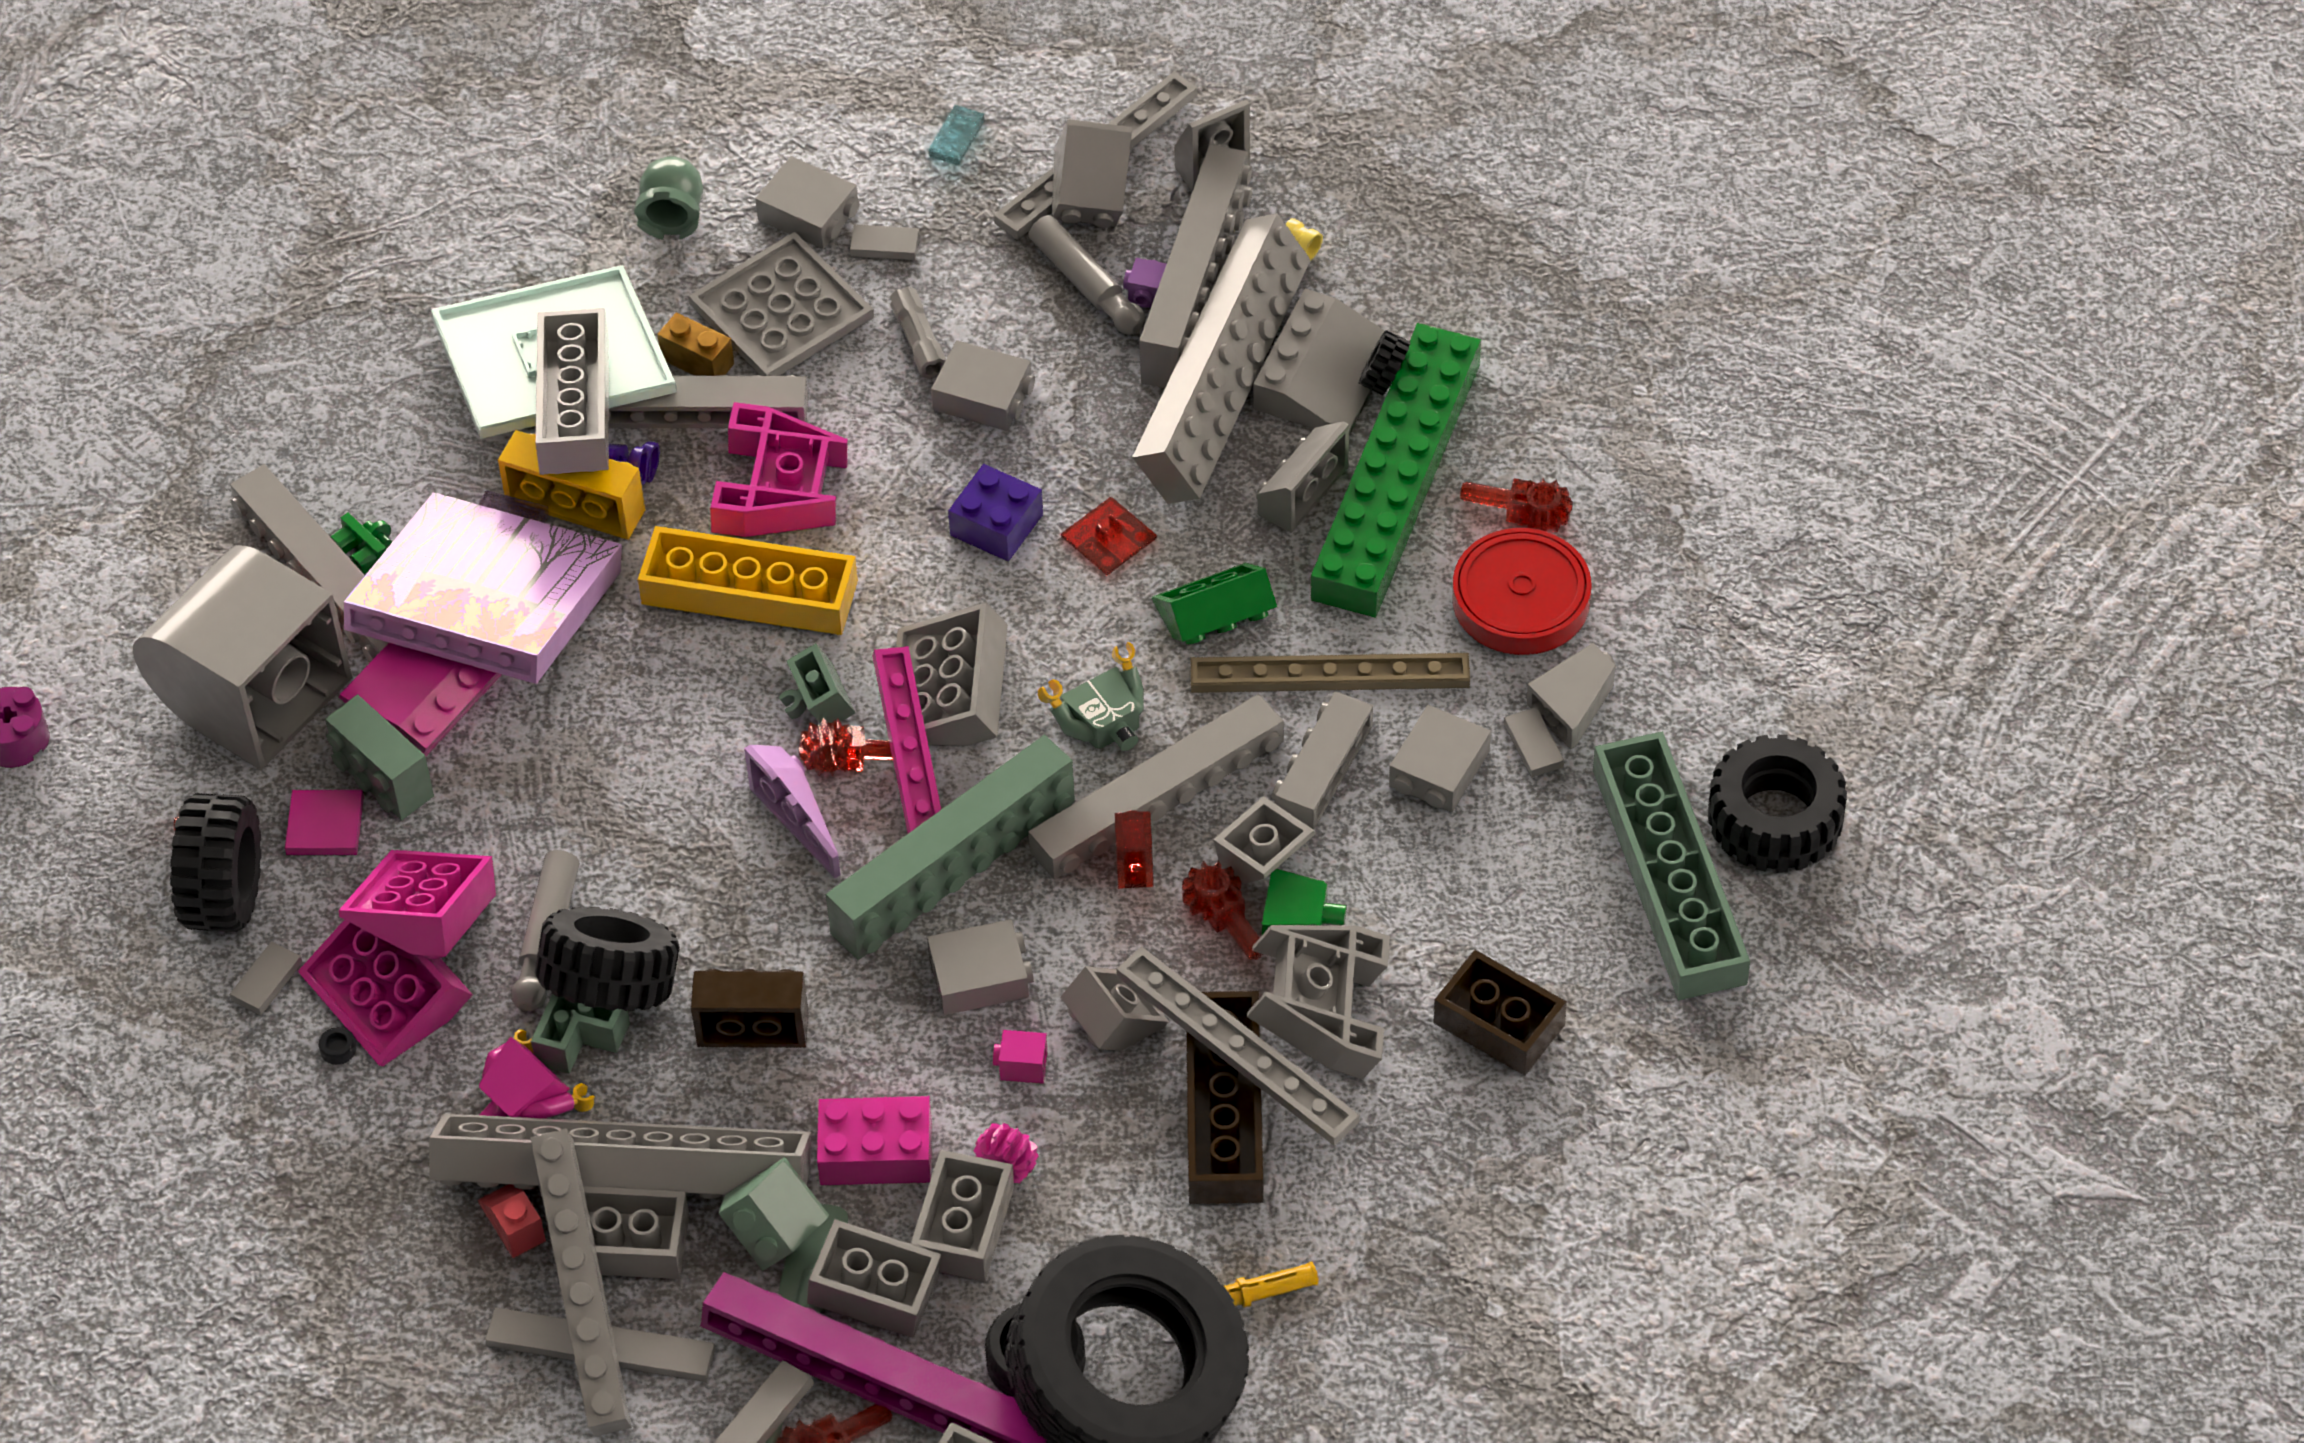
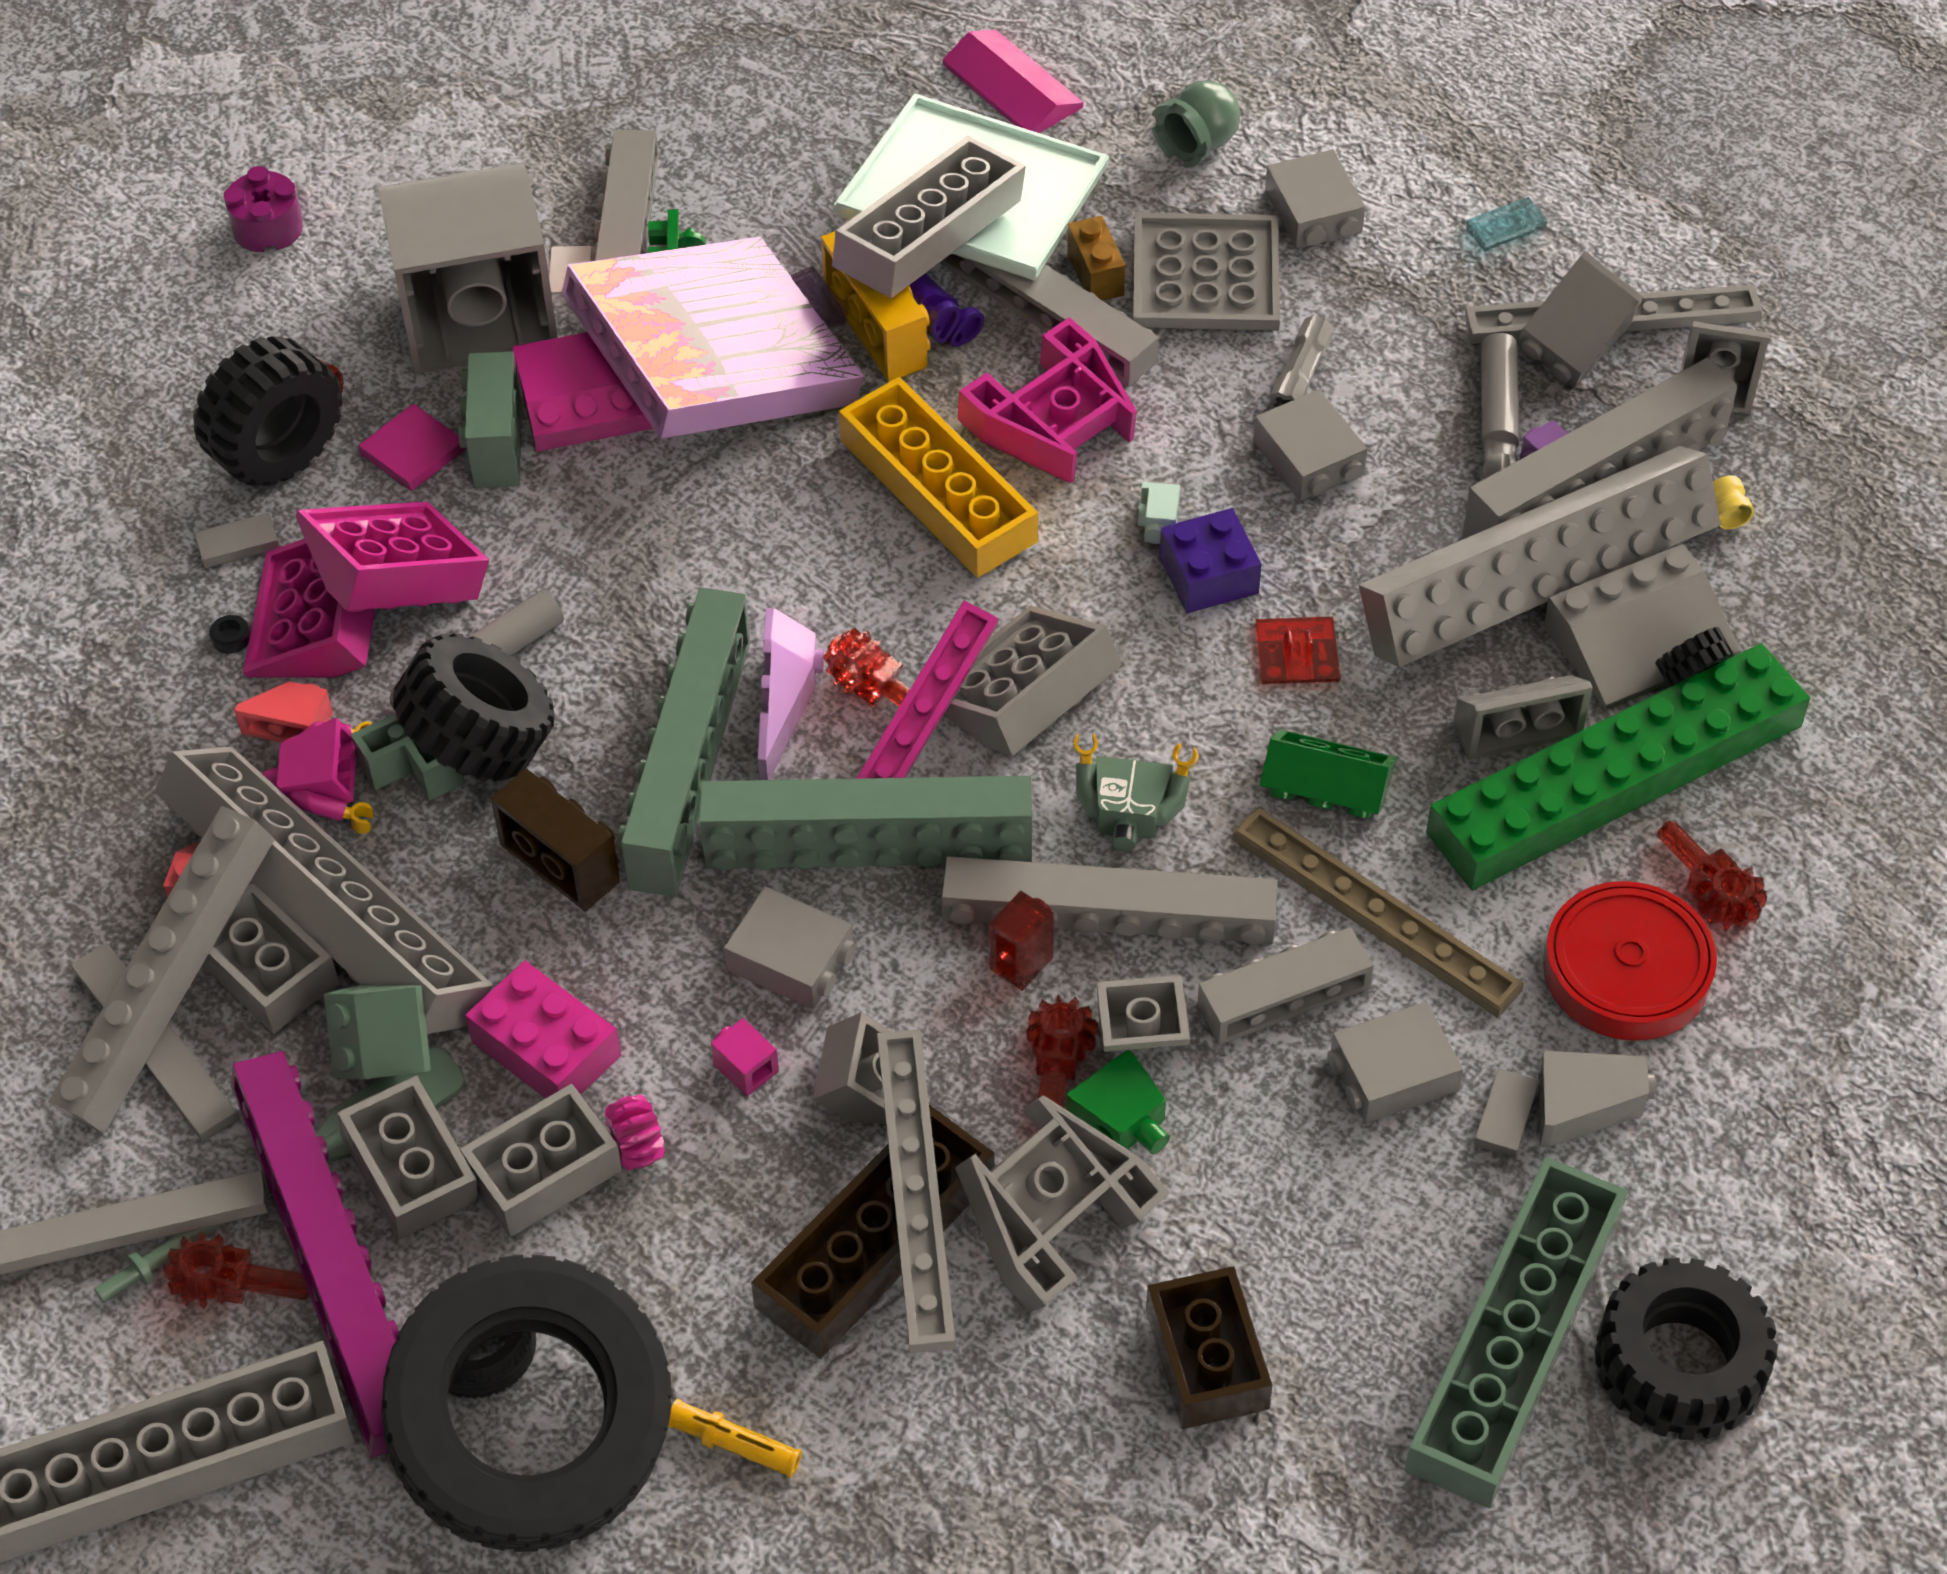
camera: 40 degrees right, 0 degrees up
(451, 1067) = (283, 711): none -> coral slope
(485, 254) = (1010, 81): none -> dark pink slope
(768, 880) = (684, 742): none -> sand green brick
(817, 688) = (902, 606): sand green brick -> none
(884, 242) = (1351, 274): light grey tile -> none
(925, 502) = (1158, 508): none -> light aqua brick

